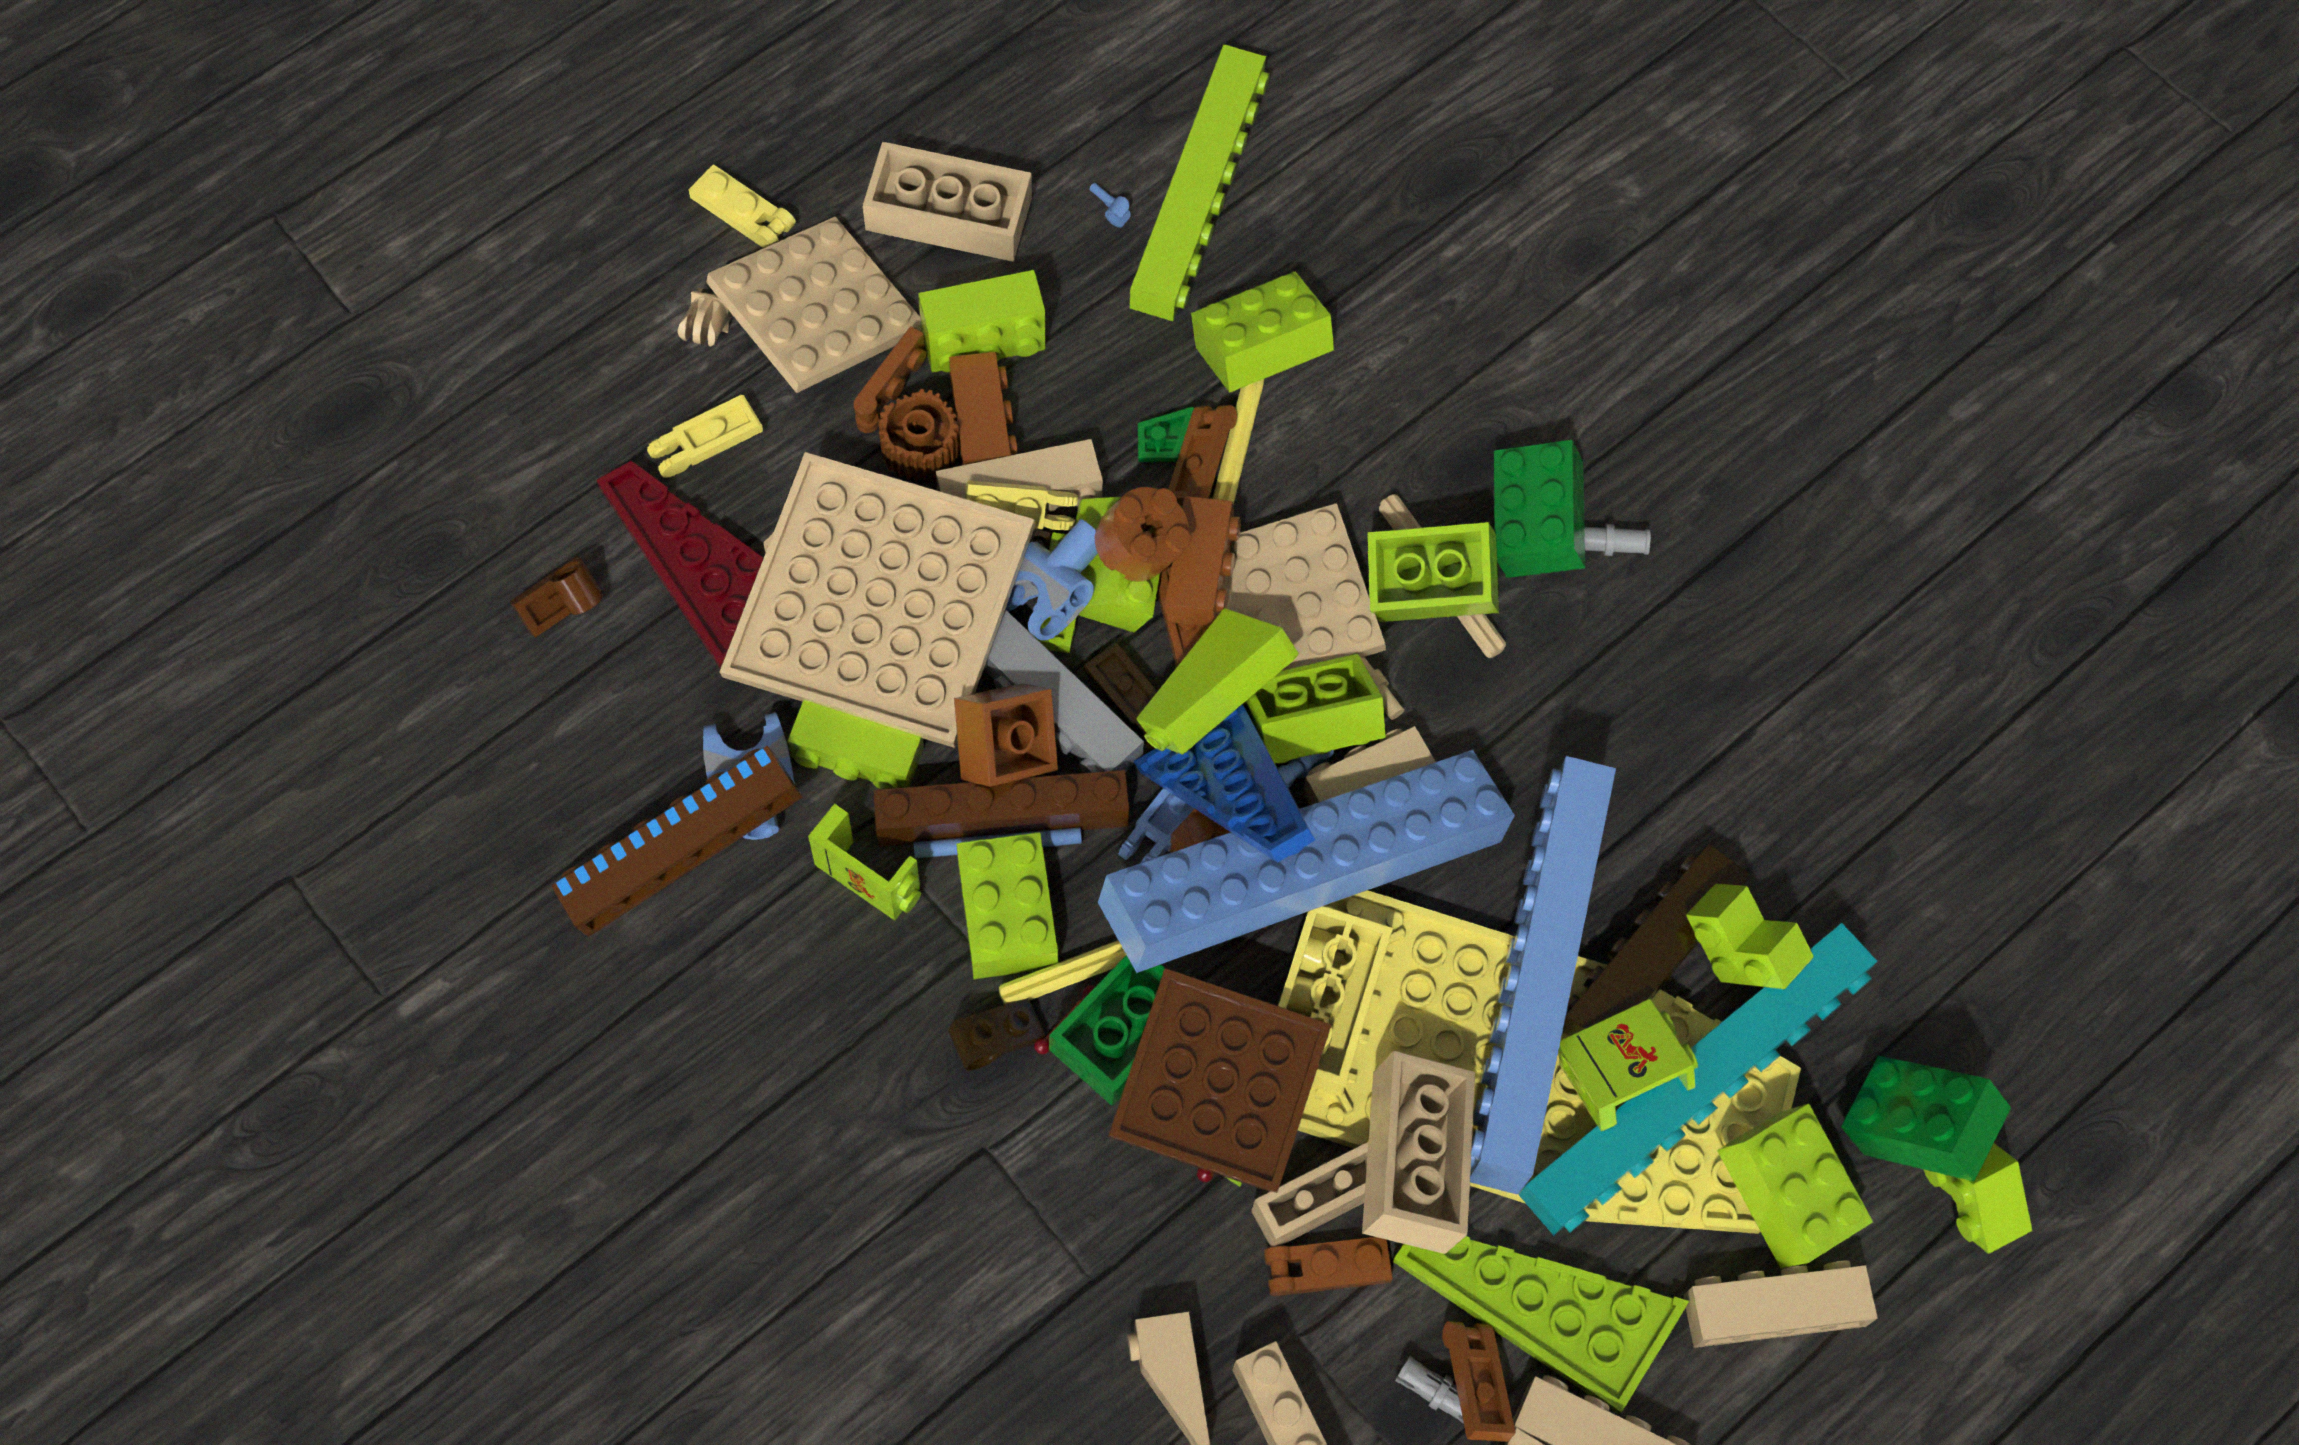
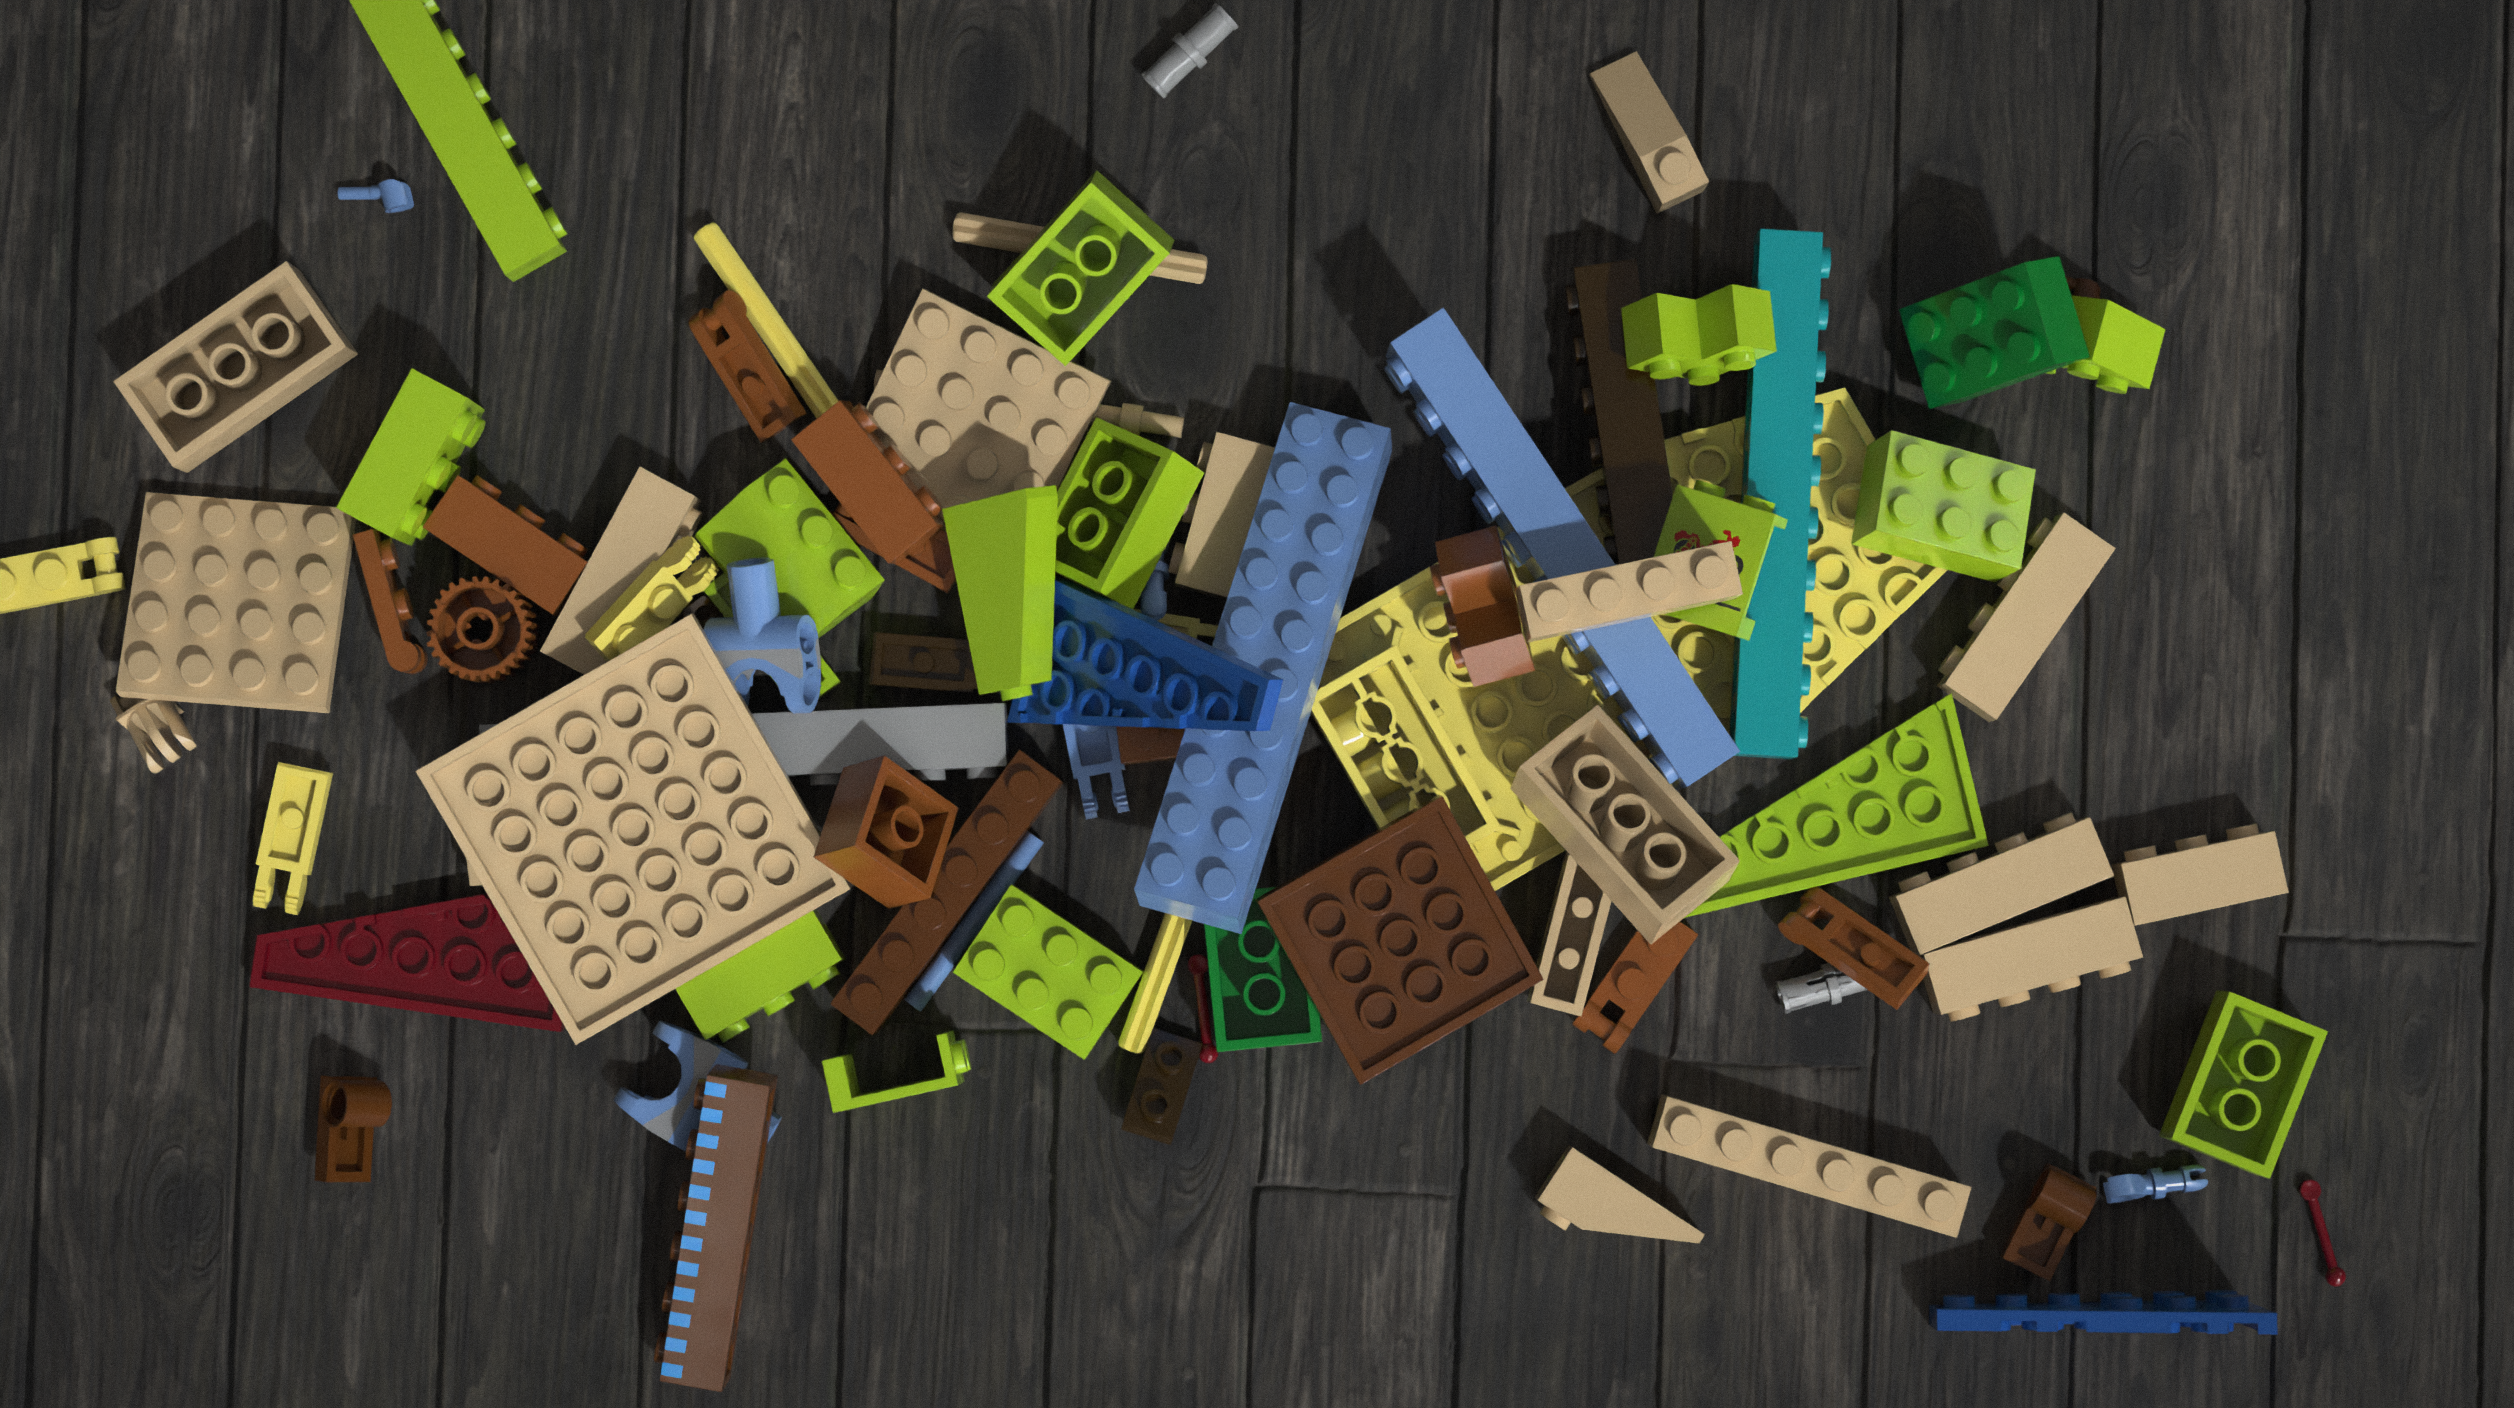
camera: 45 degrees left, 20 degrees up
(1142, 533) = (821, 504): dark orange brick -> none
(1163, 436) = (691, 382): green piece -> none
(1262, 331) = (670, 185): lime brick -> none
(1470, 953) = (1481, 606): none -> dark orange brick
(1539, 509) = (1103, 95): green brick -> none
(1562, 1012) = (1628, 591): none -> tan brick
(1824, 830) = (1649, 132): none -> tan slope

